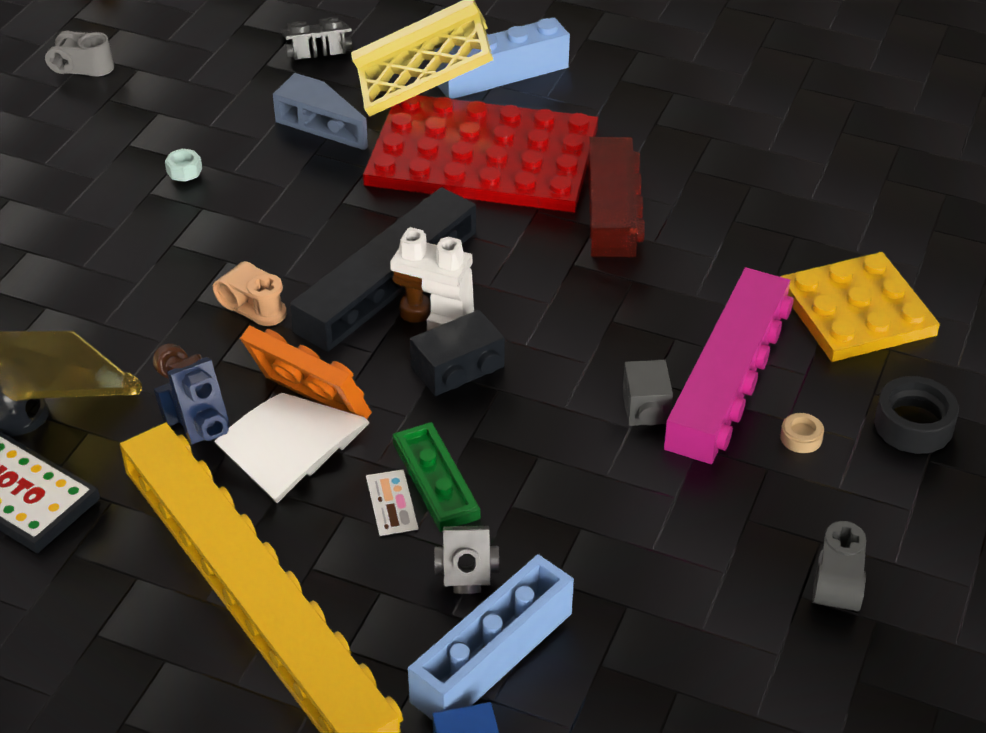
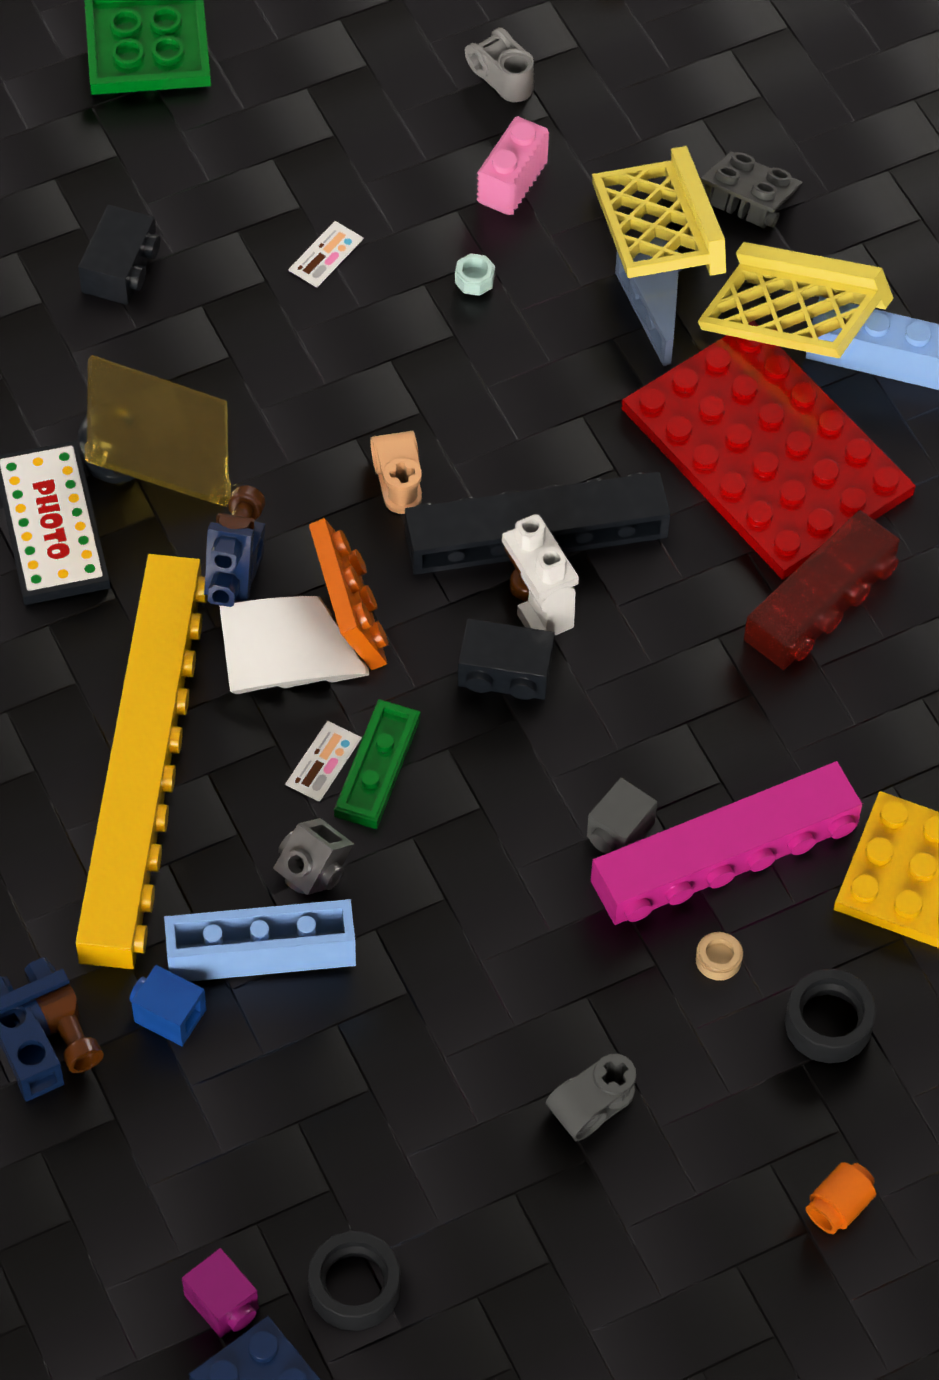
camera: 40 degrees right, 15 degrees up
(57, 214) = (325, 254): none -> white sticker
(148, 95) = (513, 166): none -> bright pink brick
(287, 62) = (689, 209): none -> light yellow fence

